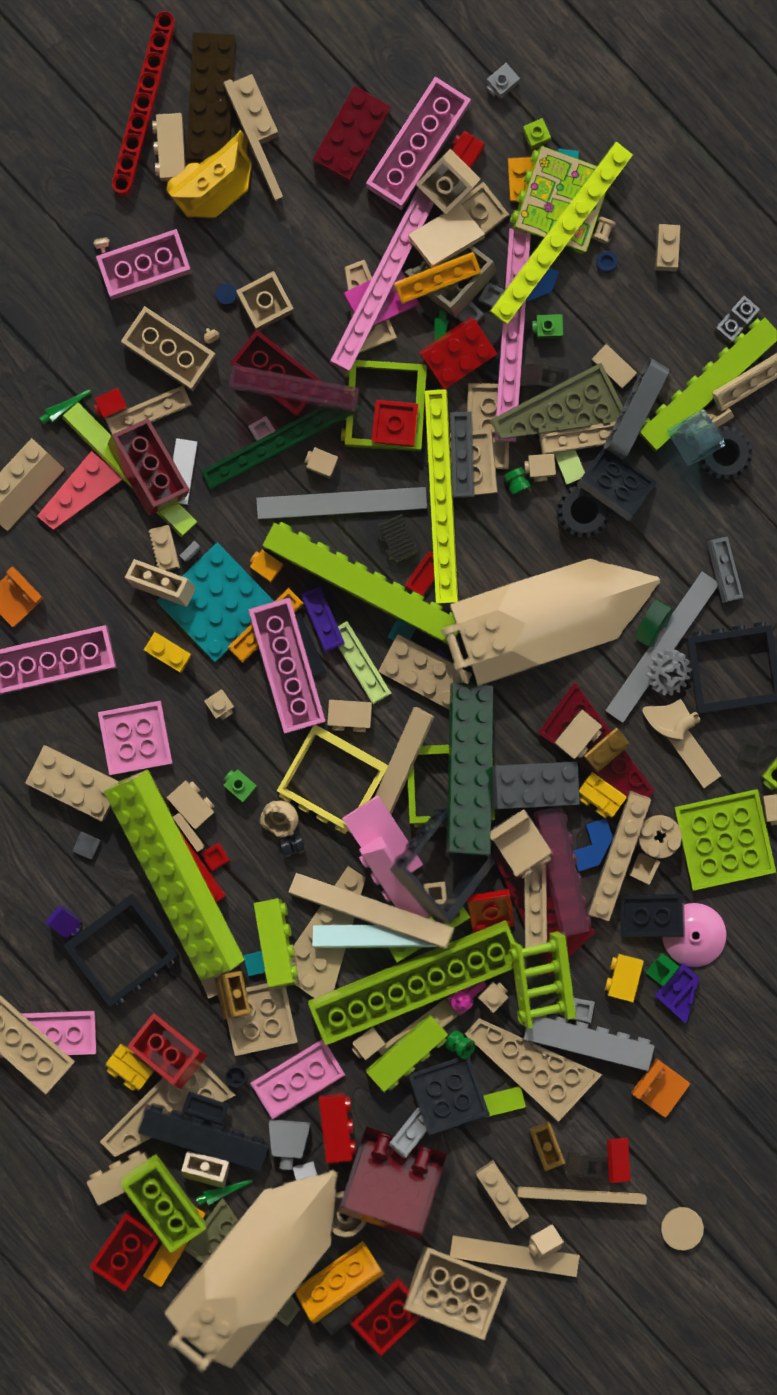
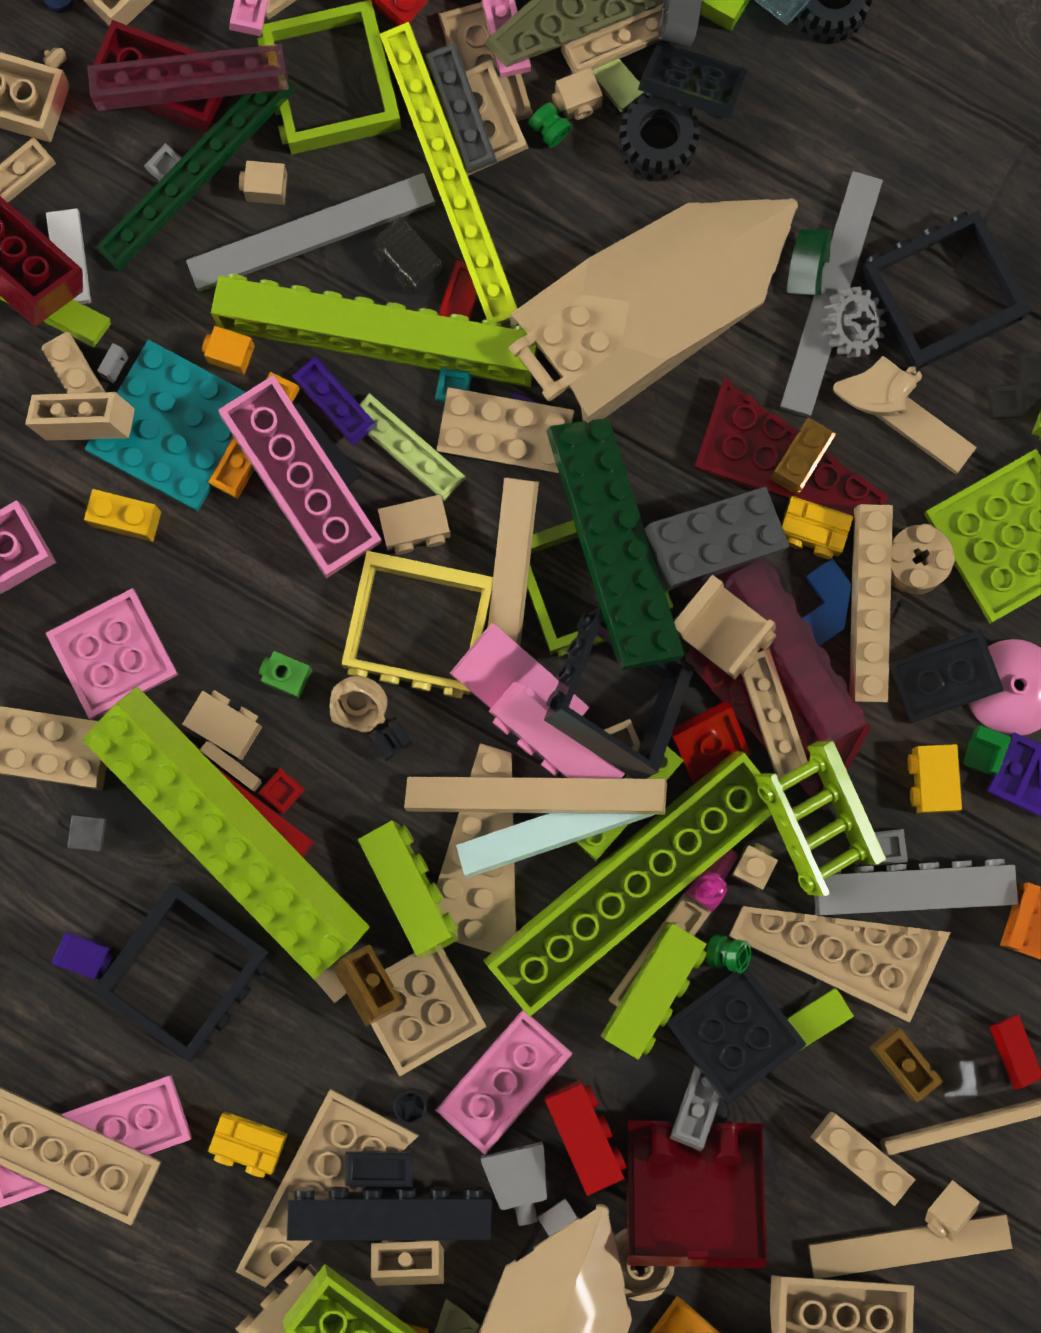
camera: 20 degrees left, 5 degrees down
(167, 1051) = (295, 1101): red brick -> none
(213, 1195) = (431, 1298): green piece -> none
(220, 705) = (221, 567): tan brick -> none
(254, 963) = (387, 929): teal tile -> none
(367, 1043) = (591, 995): tan brick -> none
(395, 423) = (350, 89): red plate -> none
(578, 734) = (754, 448): tan brick -> none
(644, 868) = (911, 614): tan panel -> none
(725, 569) = (884, 158): dark grey tile -> none

